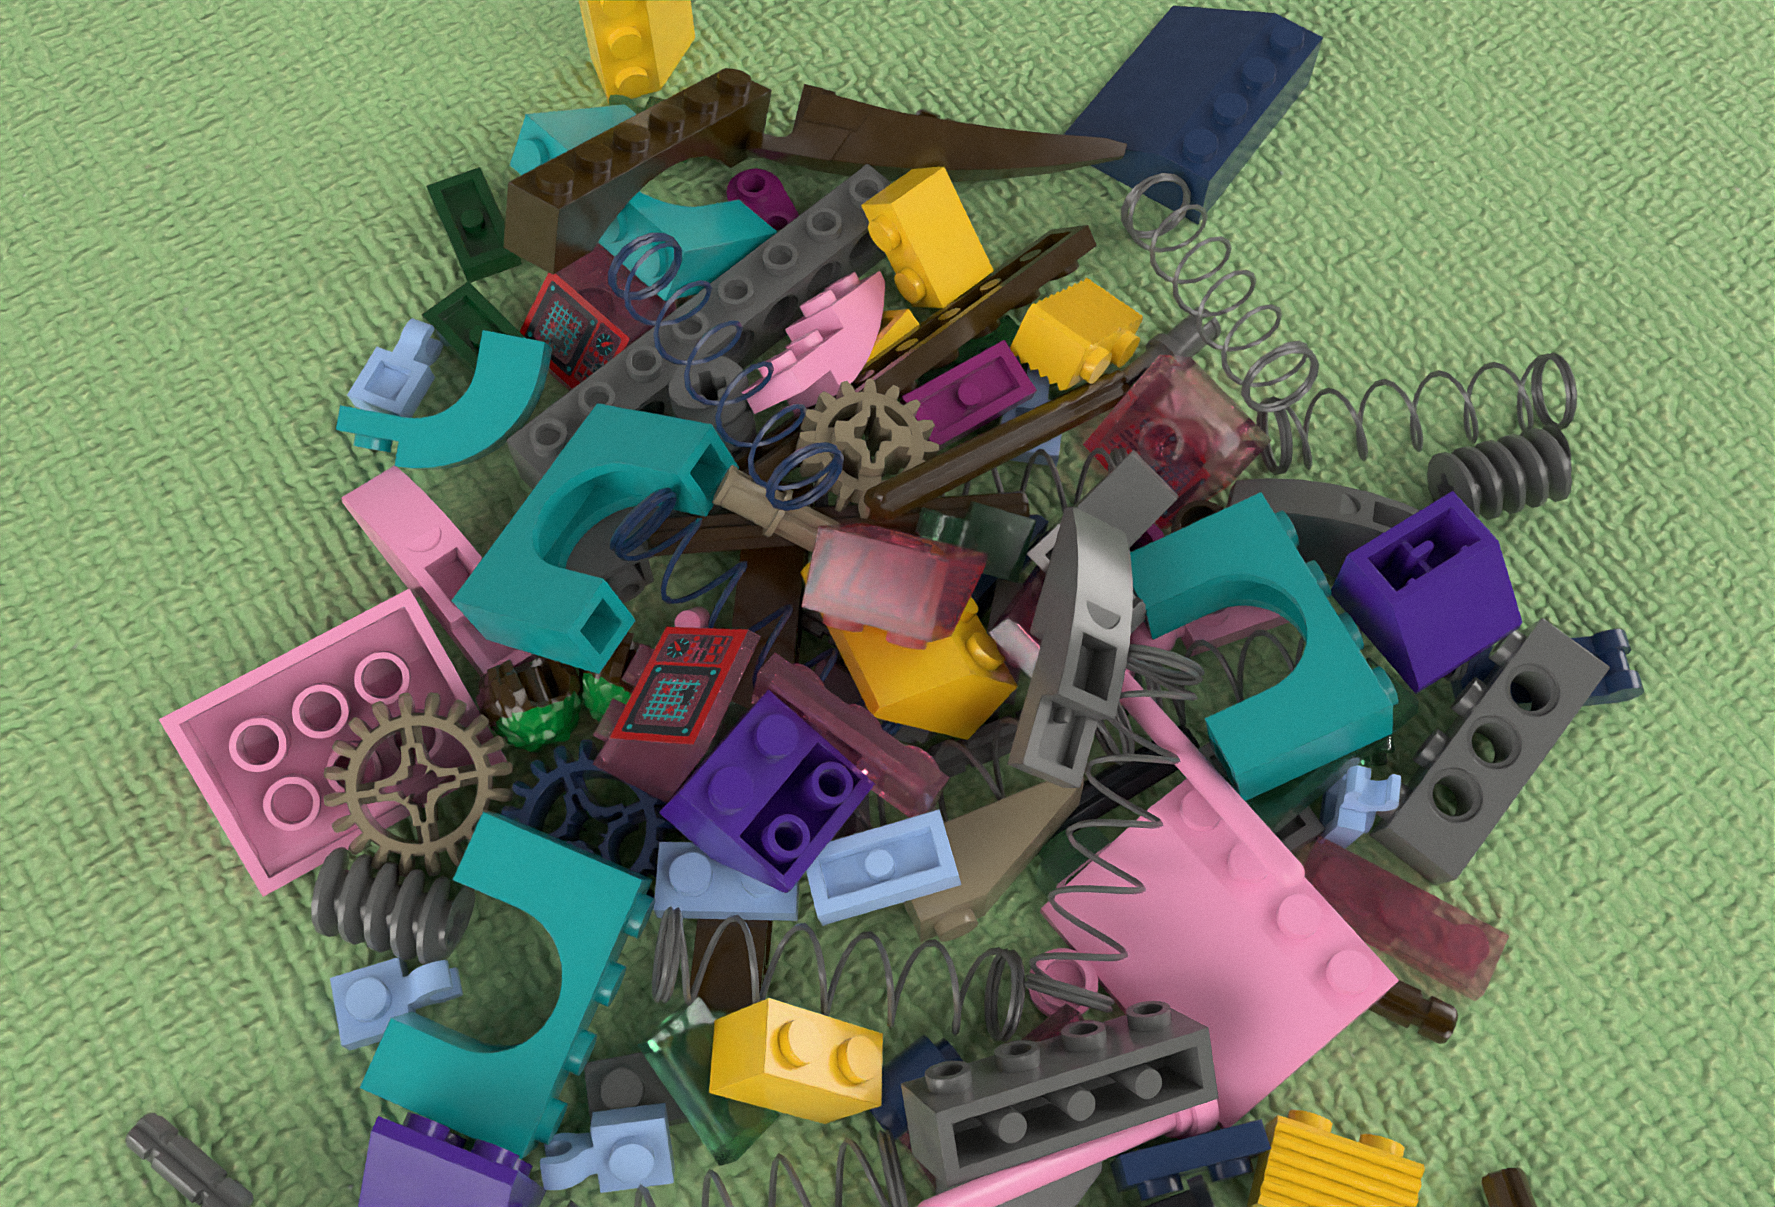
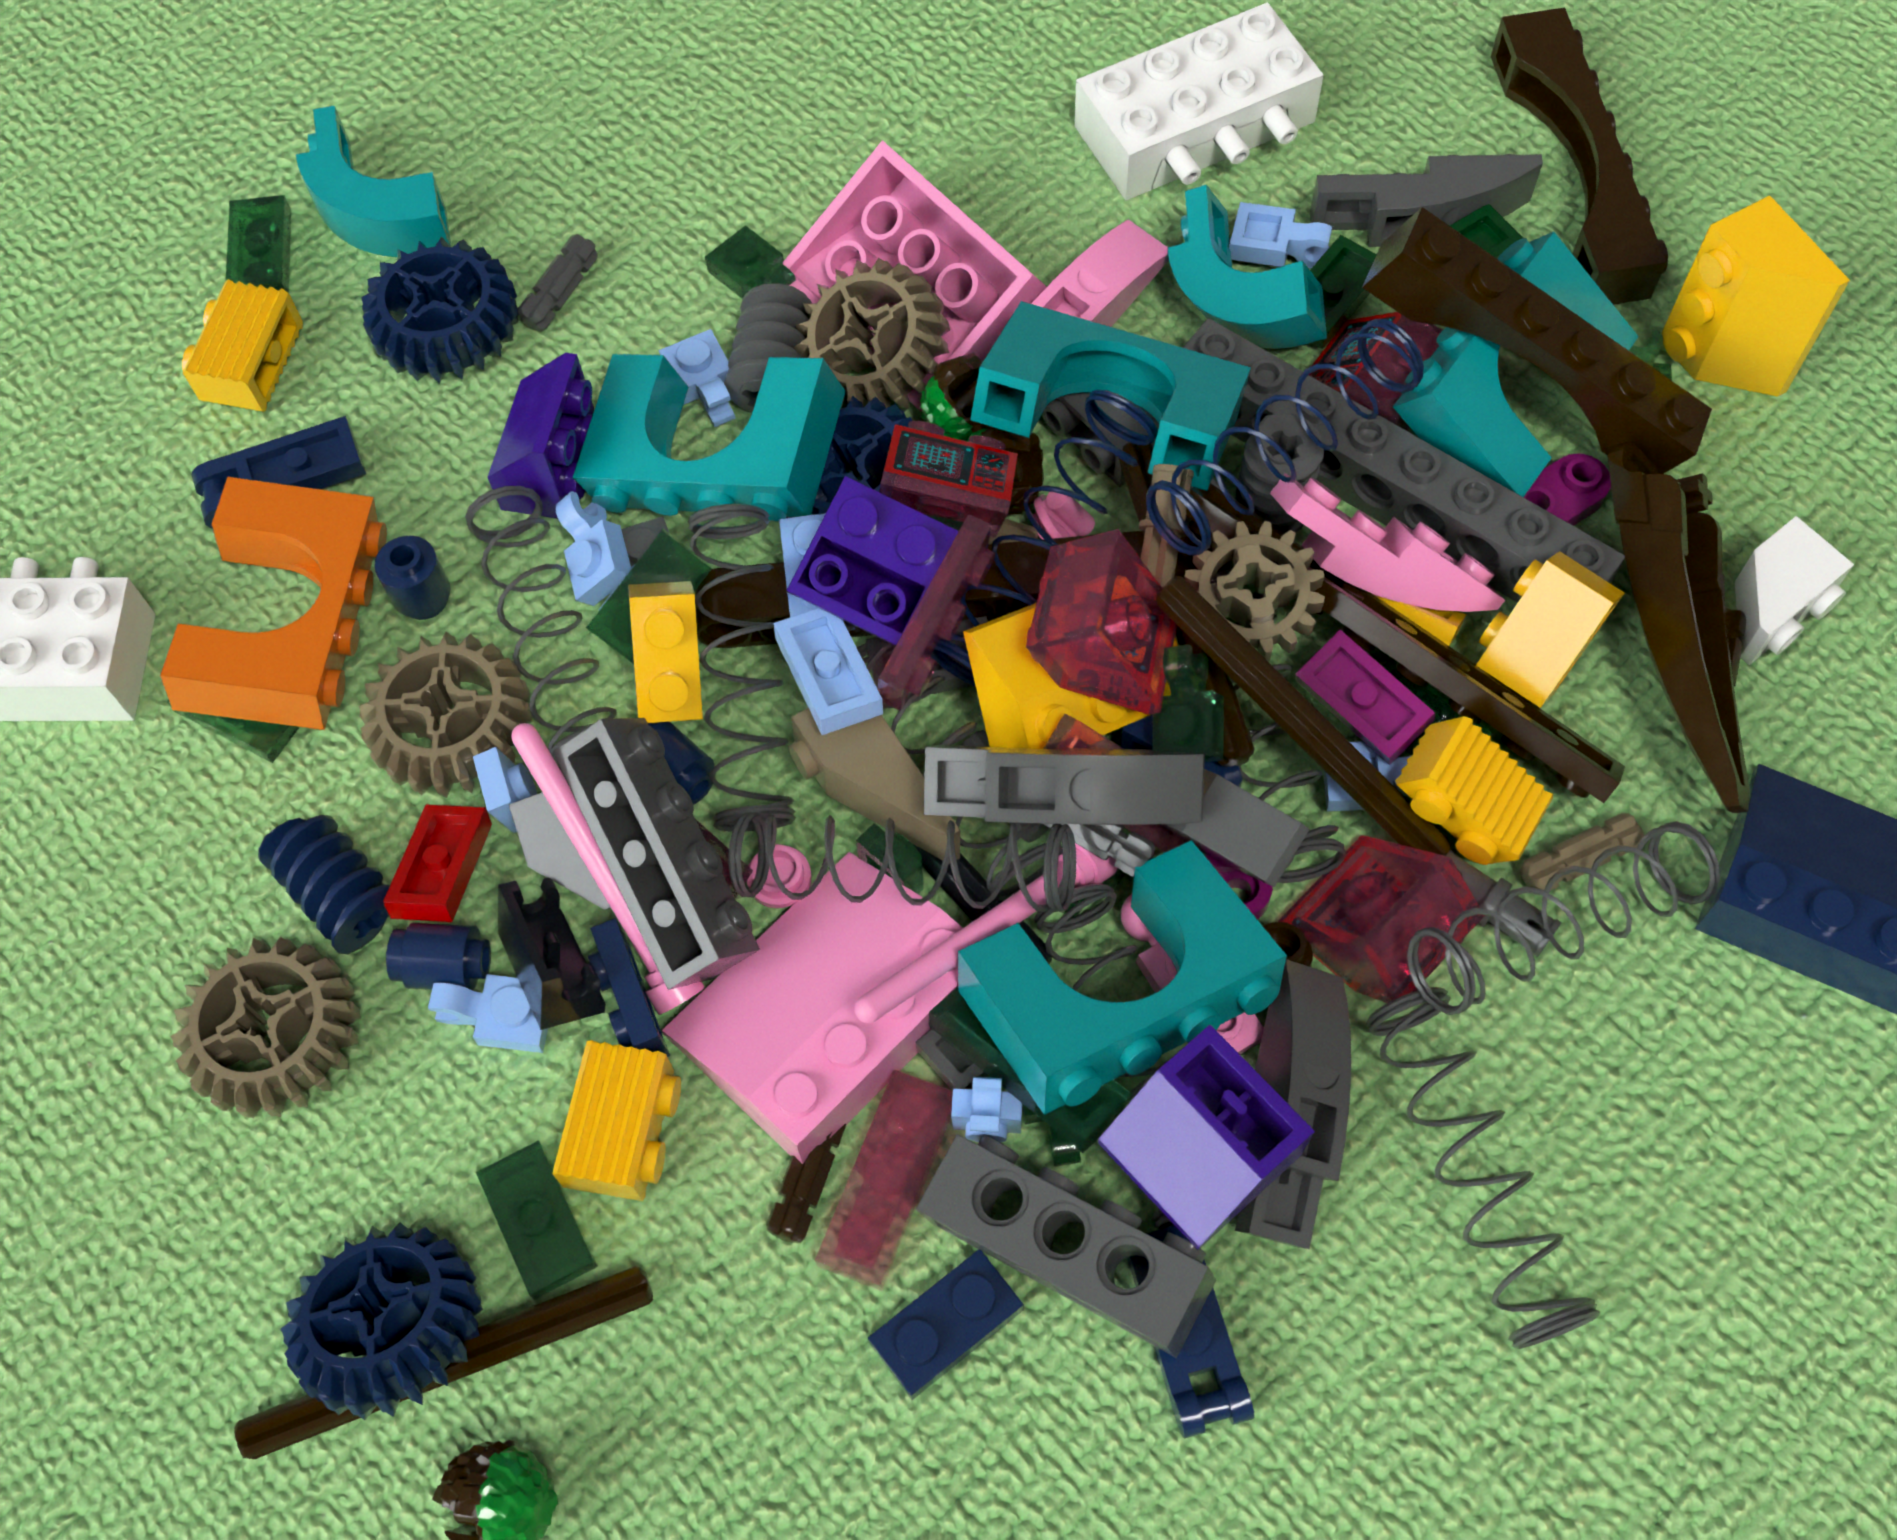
camera: 85 degrees right, 0 degrees up
(200, 409) = (1197, 101): none -> white piece
(246, 922) = (747, 262): none -> clear green plate
(288, 103) = (1547, 74): none -> dark brown arch
(404, 241) = (1448, 189): none -> dark grey slope
(901, 73) = (1784, 584): none -> white slope
(1127, 277) = (1581, 851): none -> dark tan axle
(1505, 472) = (1419, 1267): dark grey piece -> none
(1541, 884) = (946, 1324): none -> dark blue plate

